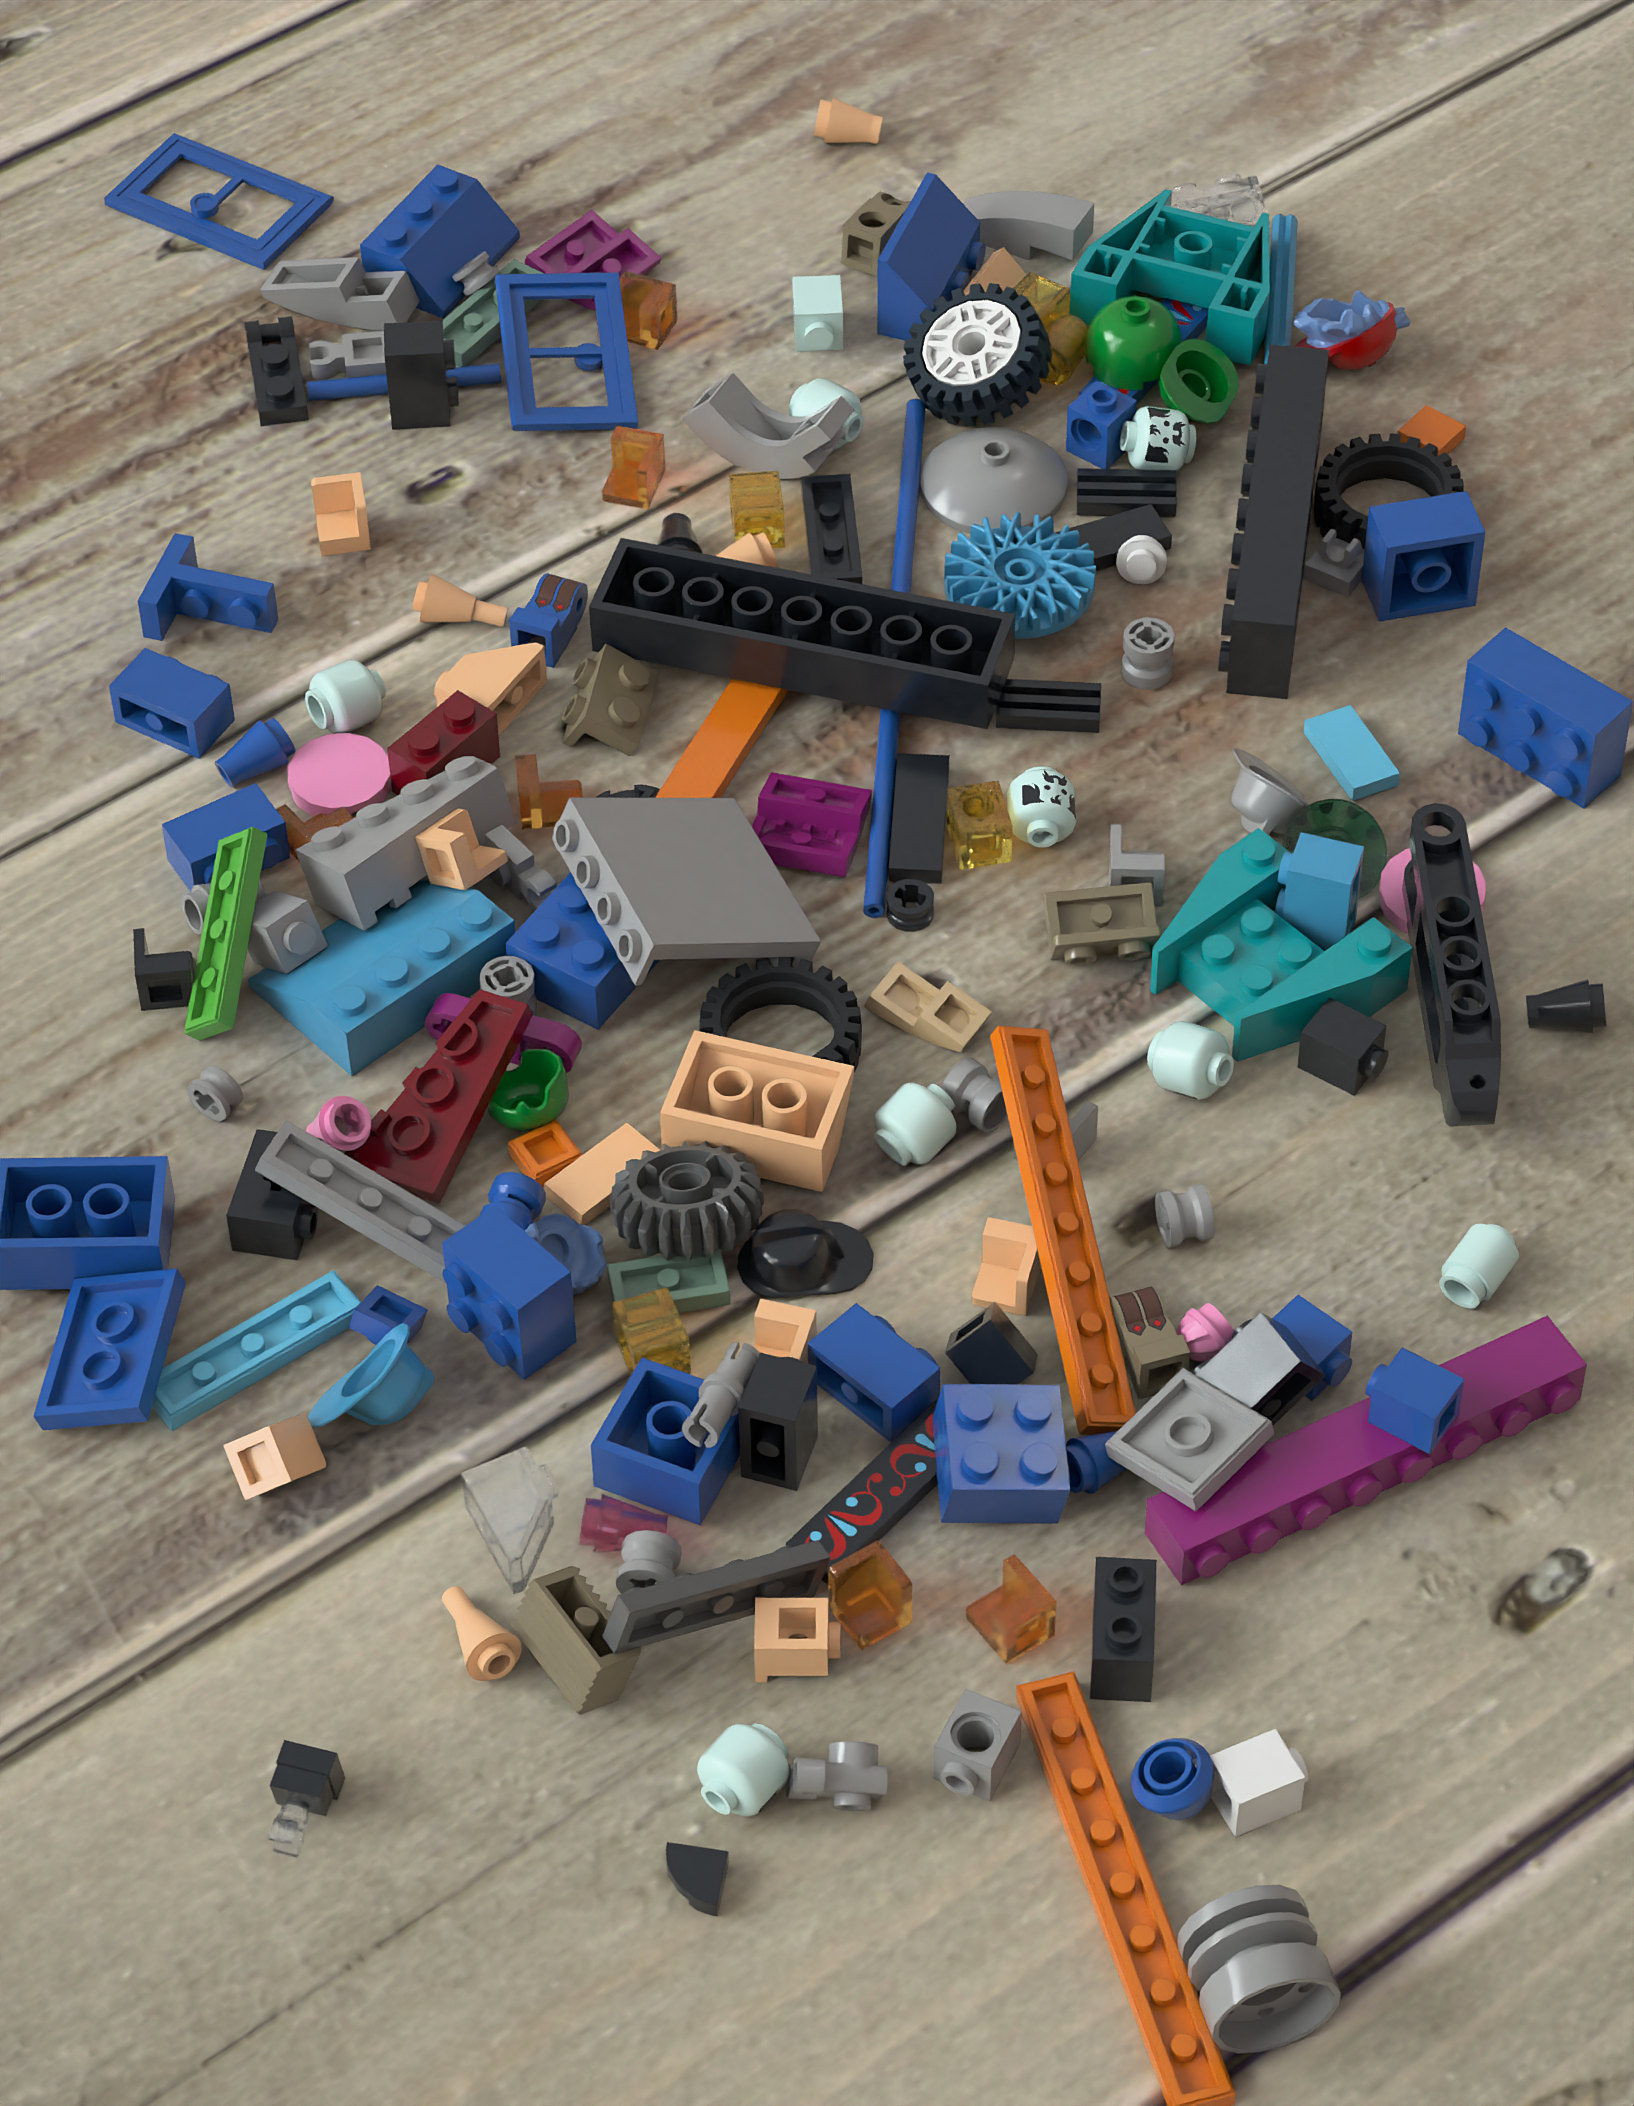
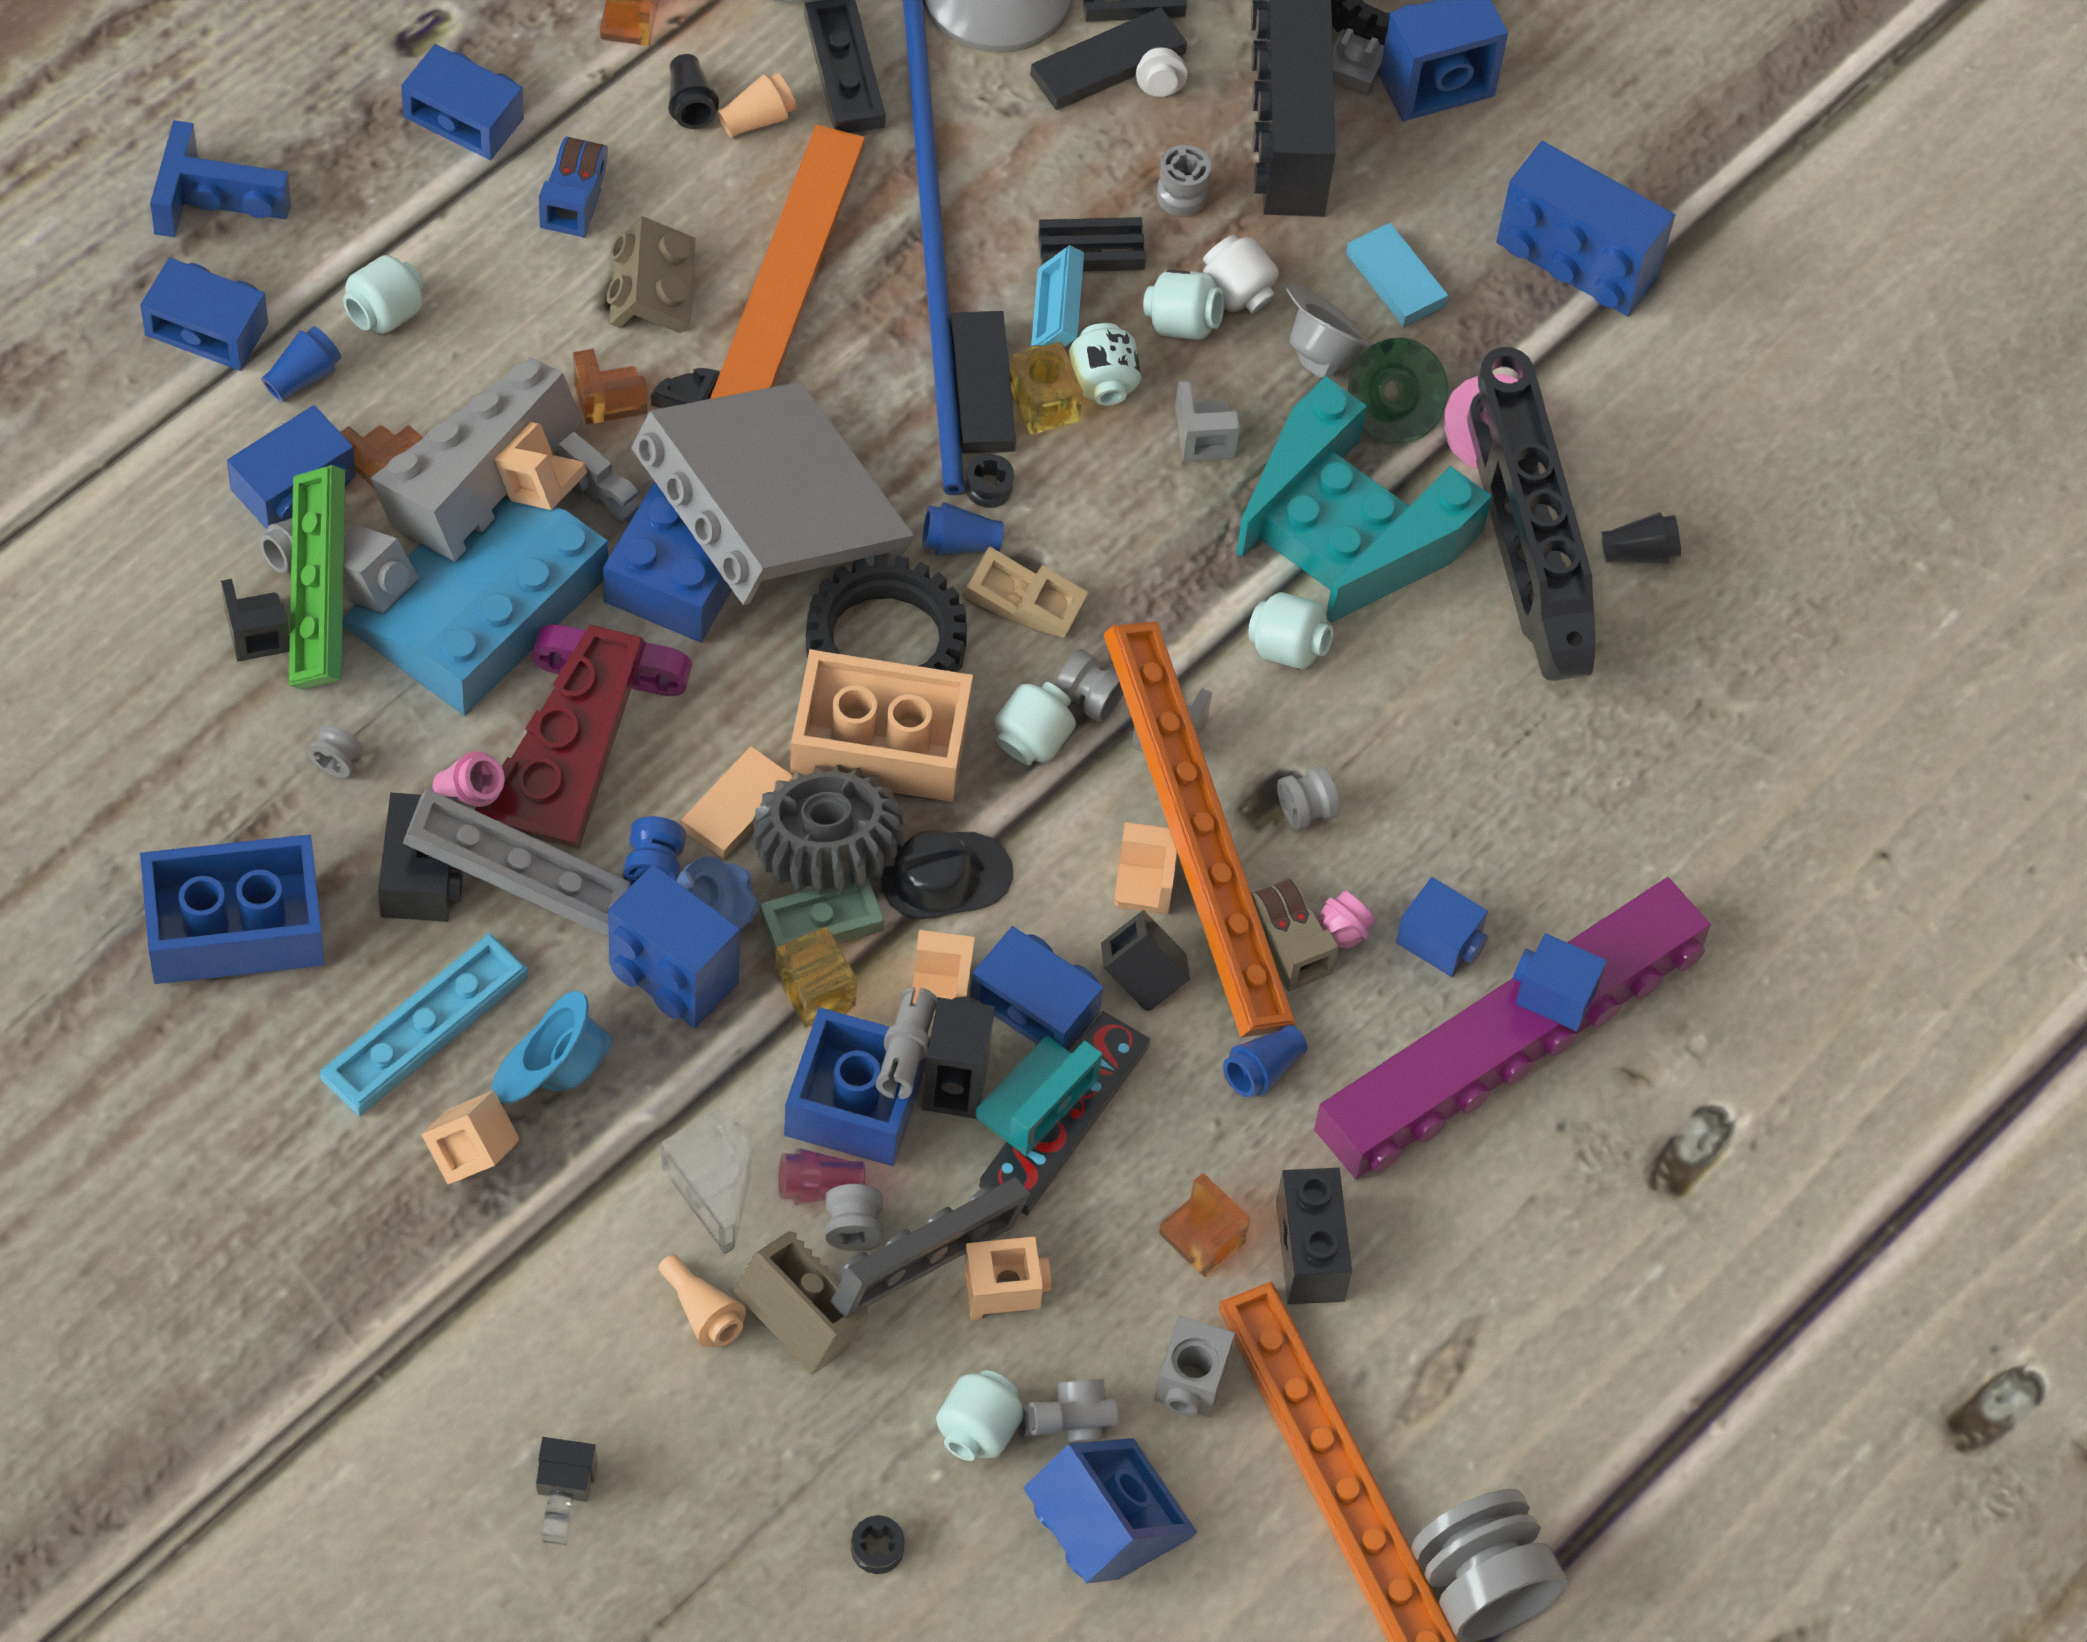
camera: 15 degrees left, 10 degrees up
(110, 1349) = (286, 1041): blue plate -> none
(339, 773) = (390, 381): bright pink tile -> none
(340, 514) = (338, 80): light nougat panel -> none
(384, 1311) = (552, 977): blue plate -> none
(448, 603) = (465, 175): light nougat cone -> none
(449, 732) = (495, 341): dark red brick -> none
(456, 540) = (462, 101): none -> blue brick
(497, 679) = (527, 273): light nougat slope -> none
(511, 979) = (610, 606): light grey wheel -> none
(531, 1092) = (653, 722): green hair -> none
(543, 1152) = (673, 785): orange tile -> none
(620, 1871) = (877, 1527): none -> black bush
(698, 1874) = (951, 1522): black tile -> none
(757, 506) = (765, 42): clear yellow brick -> none
(804, 632) = (840, 190): black brick -> none
(811, 823) = (876, 396): magenta slope -> none
(861, 1465) = (1039, 1092): none -> teal panel
(862, 1875) = (1107, 1508): none -> blue slope
(870, 1595) = (1070, 1225): clear orange panel -> none
(871, 946) = (959, 531): none -> blue cone
(1000, 1453) = (1173, 1069): brick -> none
(1006, 744) = (1058, 298): none -> medium azure tile
(1023, 572) = (1045, 106): dark azure wheel -> none
(1101, 923) = (1182, 486): dark tan bracket -> none
(1130, 761) = (1184, 304): none -> light aqua head
(1174, 1778) = (1382, 1381): blue cone -> none
(1189, 1439) = (1352, 1040): light grey tile -> none
(1190, 738) = (1242, 272): none -> white head
(1257, 1782) = (1458, 1376): white brick -> none
(1262, 1368) = (1399, 973): brick -> none
(1320, 888) = (1394, 440): dark azure brick -> none
(1342, 1047) = (1435, 603): black brick -> none
(1478, 1265) = (1592, 824): light aqua brick -> none

